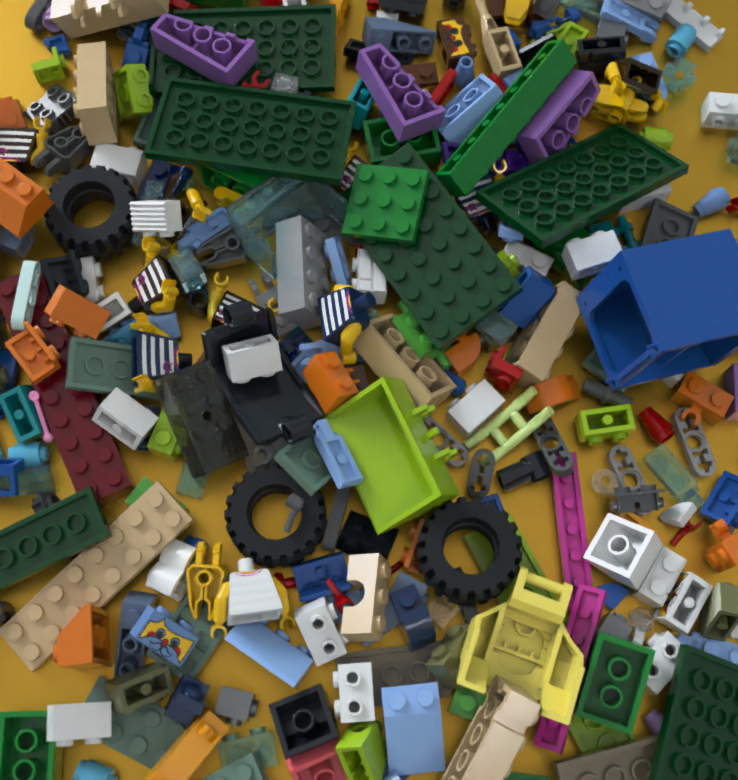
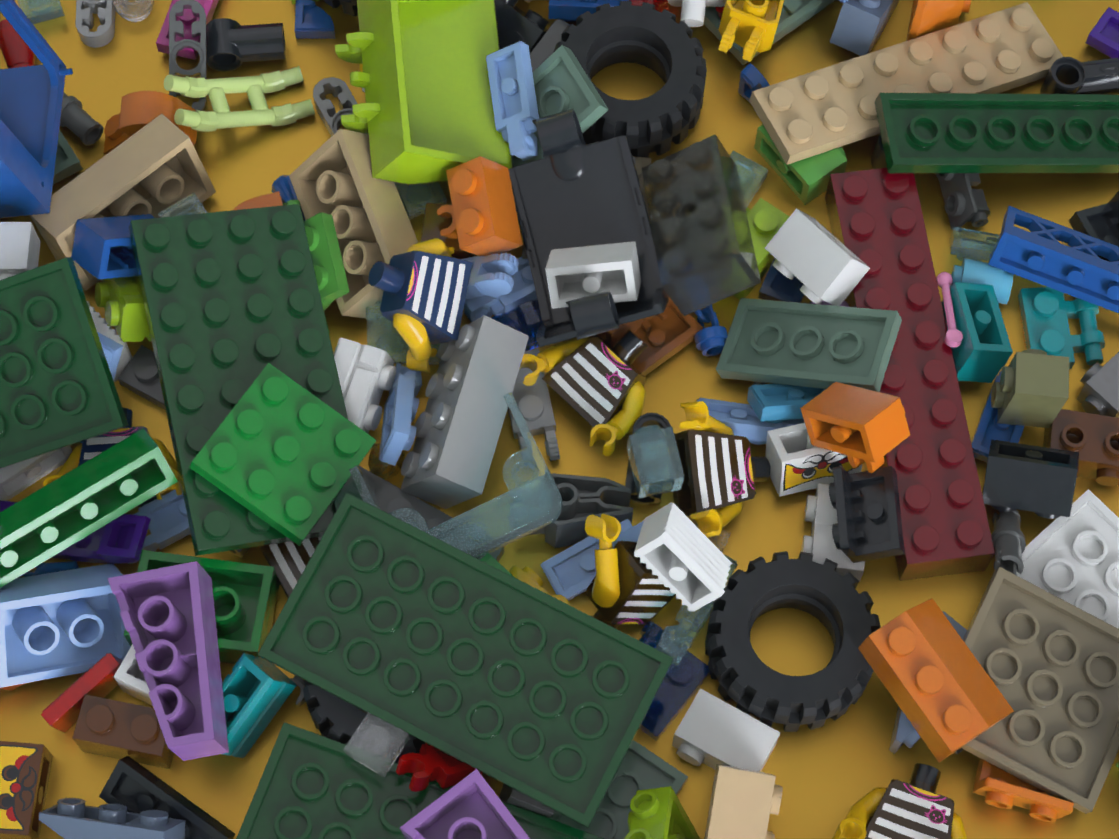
camera: 160 degrees left, 5 degrees down
(26, 294) = (936, 492): light aqua beam -> none
(33, 353) = (942, 390): orange bracket -> none
(63, 151) = (820, 789): dark grey hinge -> none
(153, 354) = (749, 332): torso -> none
(169, 573) = (799, 52): white brick -> none
(296, 504) = (596, 55): dark grey hand -> none
(465, 72) = (25, 722): medium blue cone -> none
(474, 408) = (273, 145): white brick -> none
(487, 473) = (314, 60): dark grey beam -> none
(501, 373) = (214, 181): red bracket -> none
(604, 424) = (98, 60): lime brick -> none

